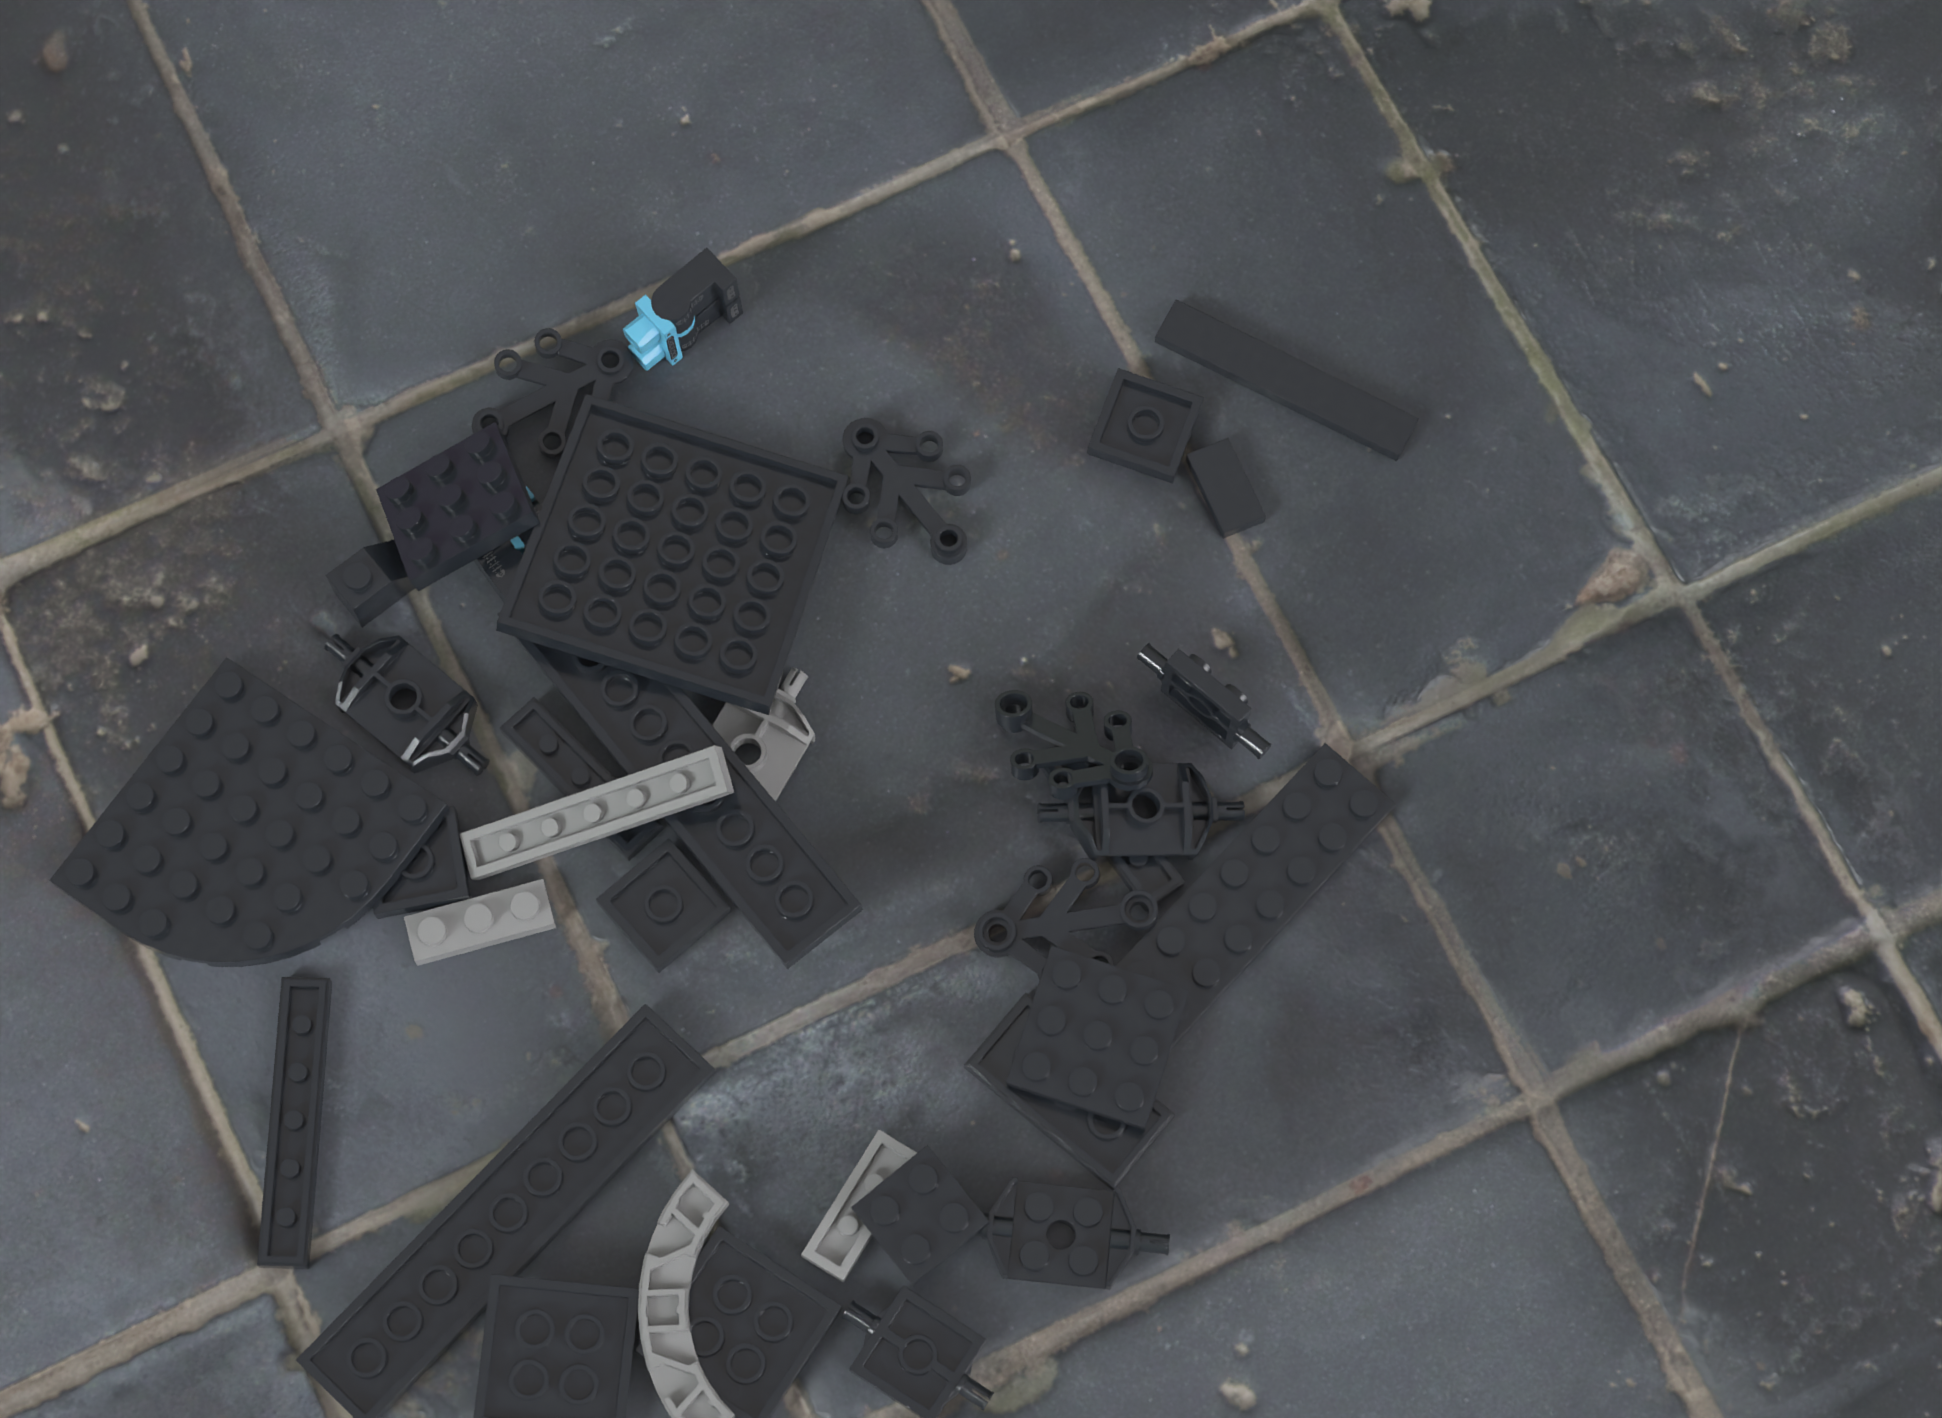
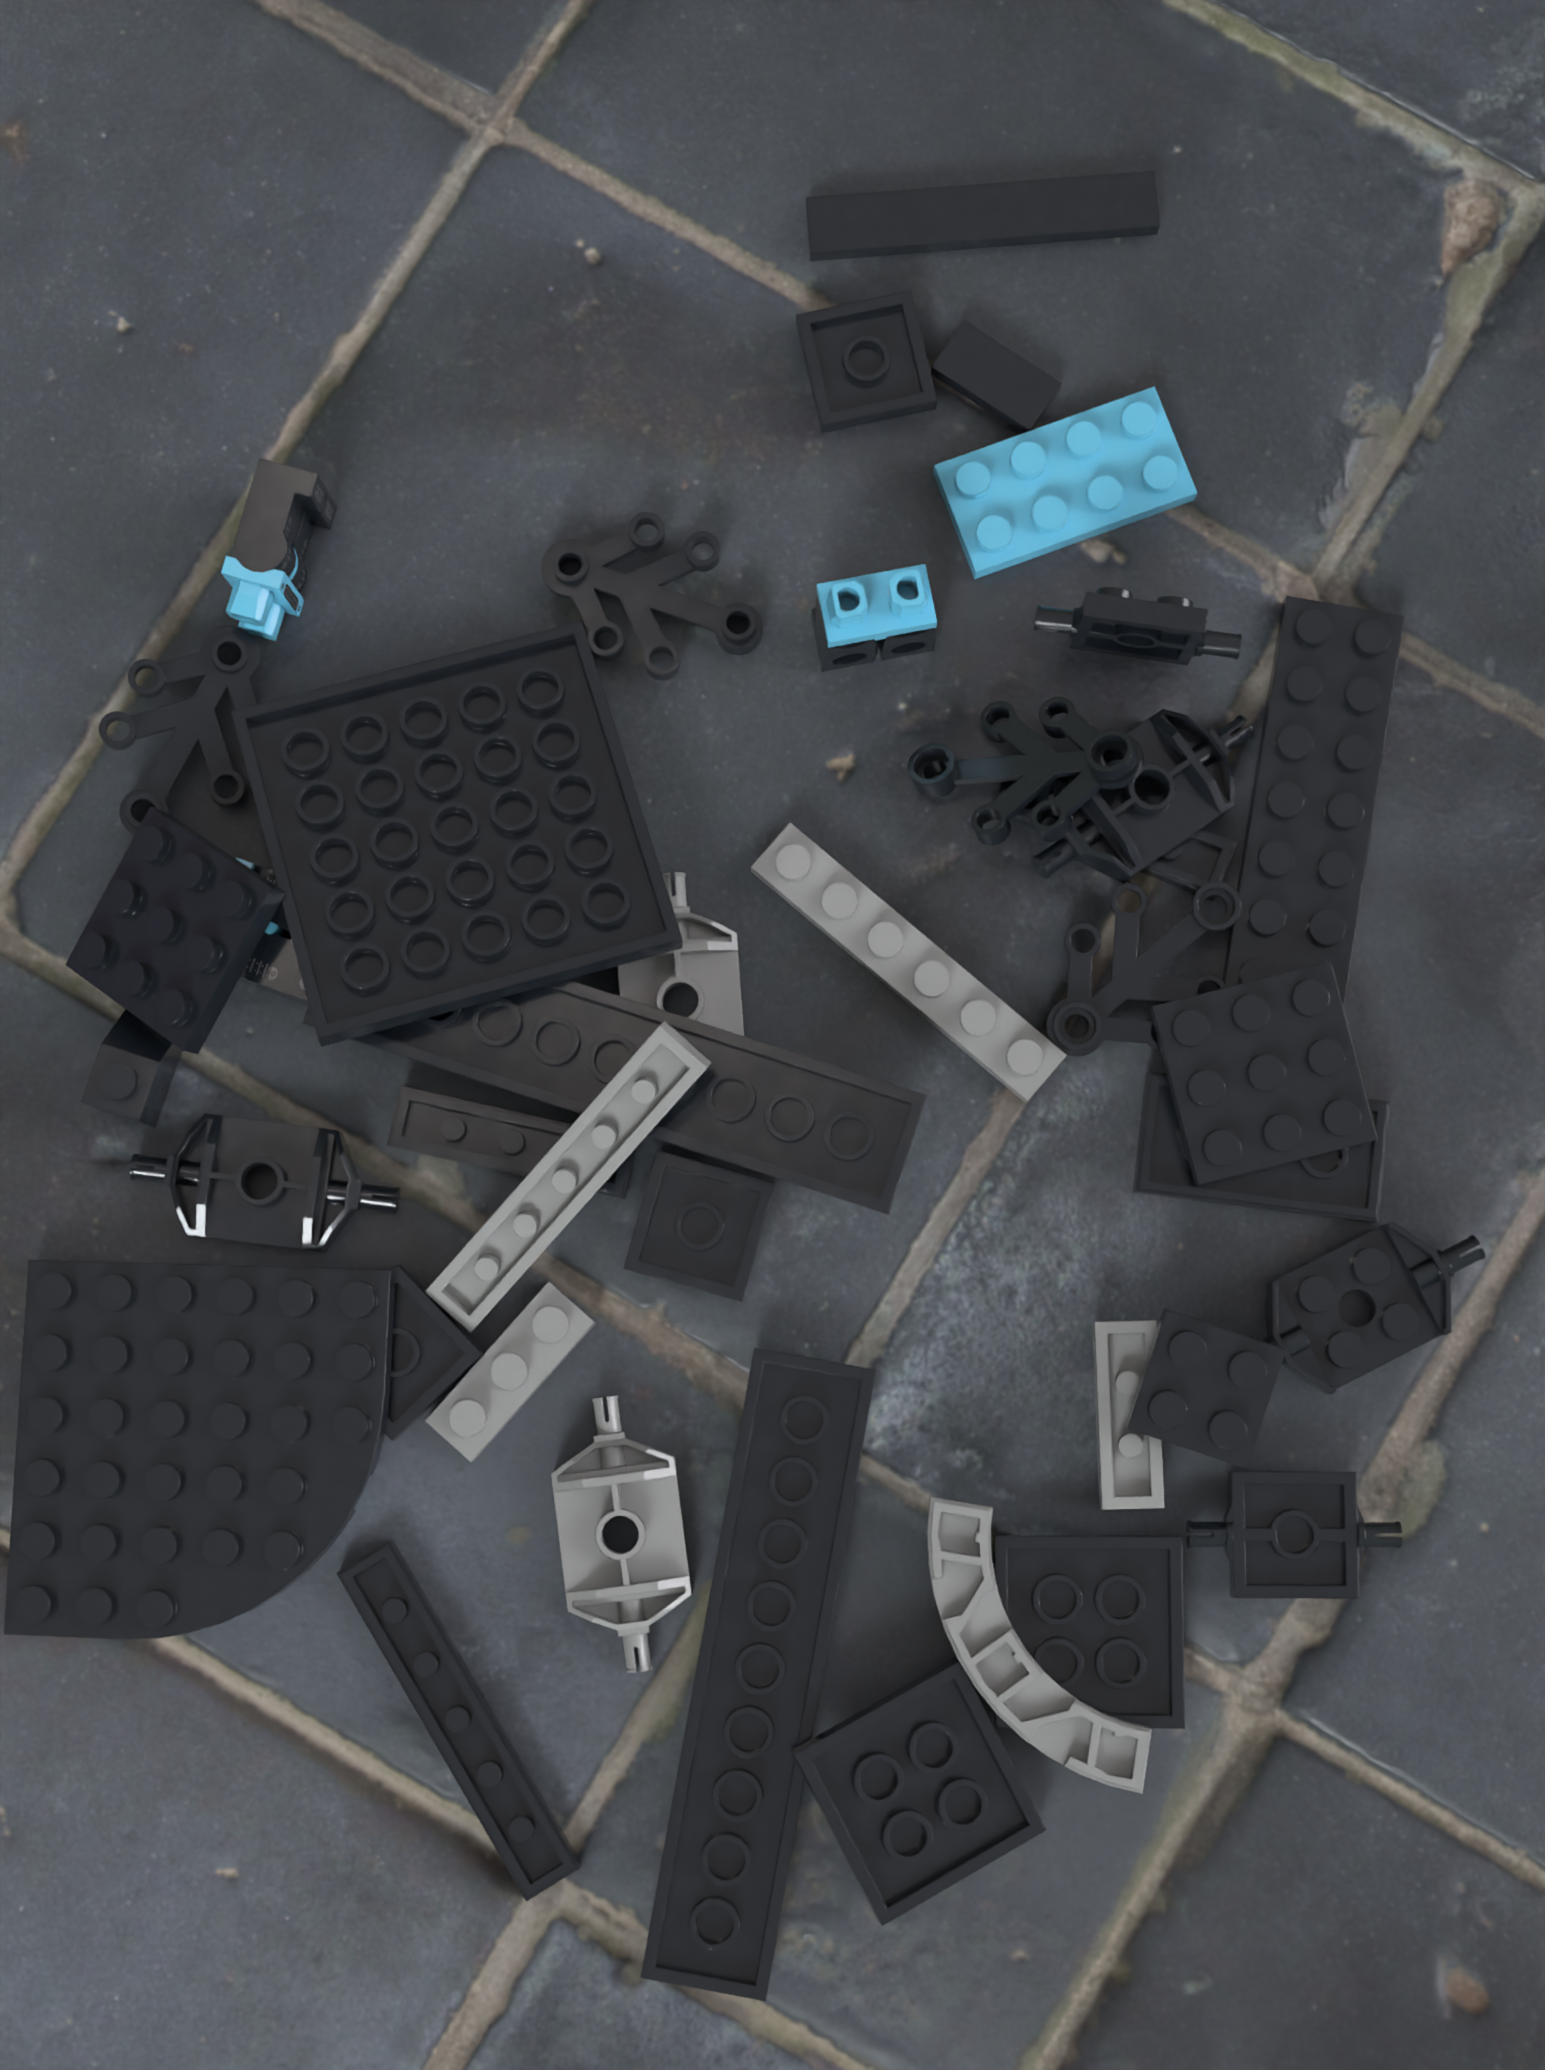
camera: 30 degrees left, 10 degrees up
(470, 1108) = (632, 1586): none -> light grey plate
(915, 825) = (908, 962): none -> light grey plate
(1038, 580) = (877, 606): none -> medium azure hips
(1226, 581) = (1064, 482): none -> medium azure plate

